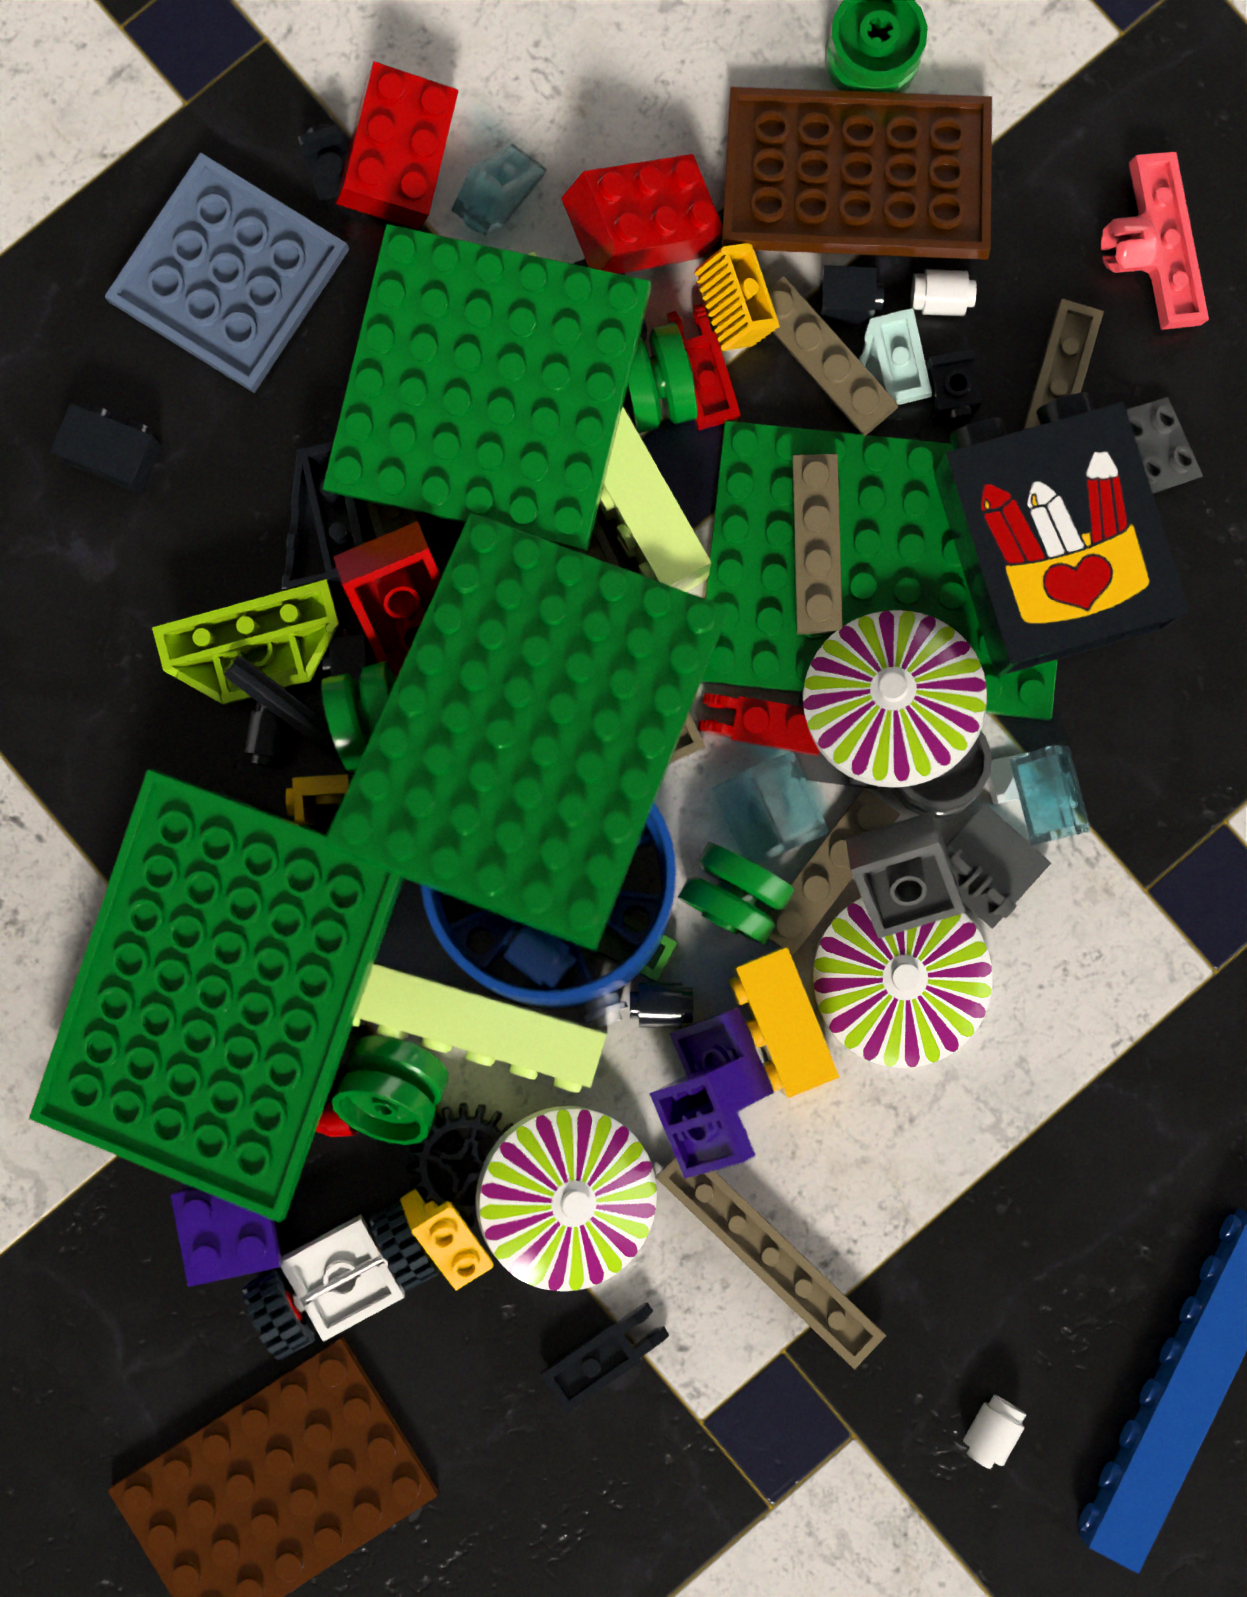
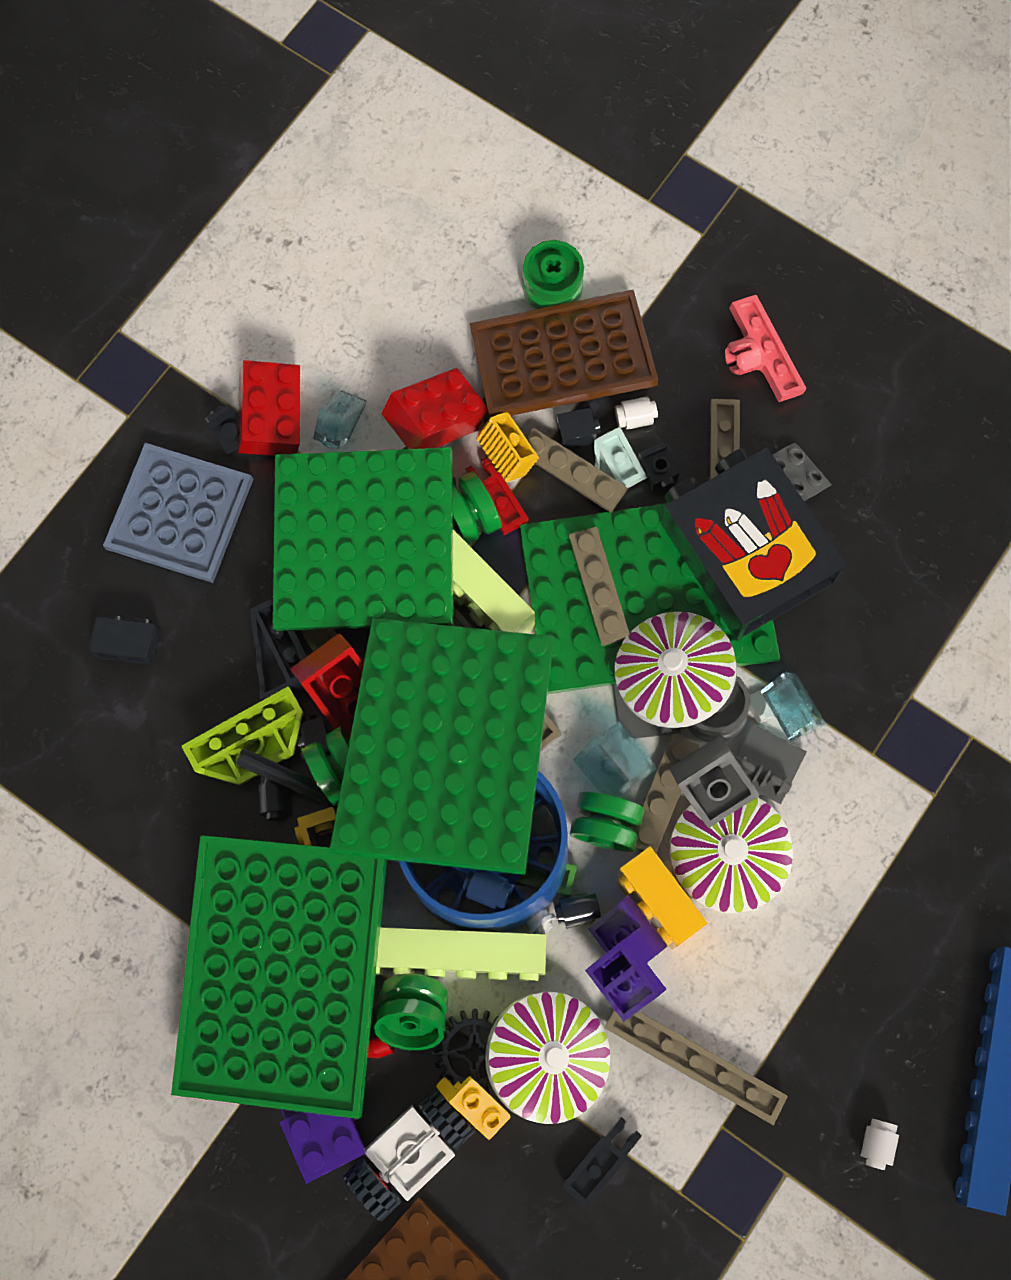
camera: 10 degrees left, 10 degrees down
(761, 724) = (594, 709): red hinge -> none

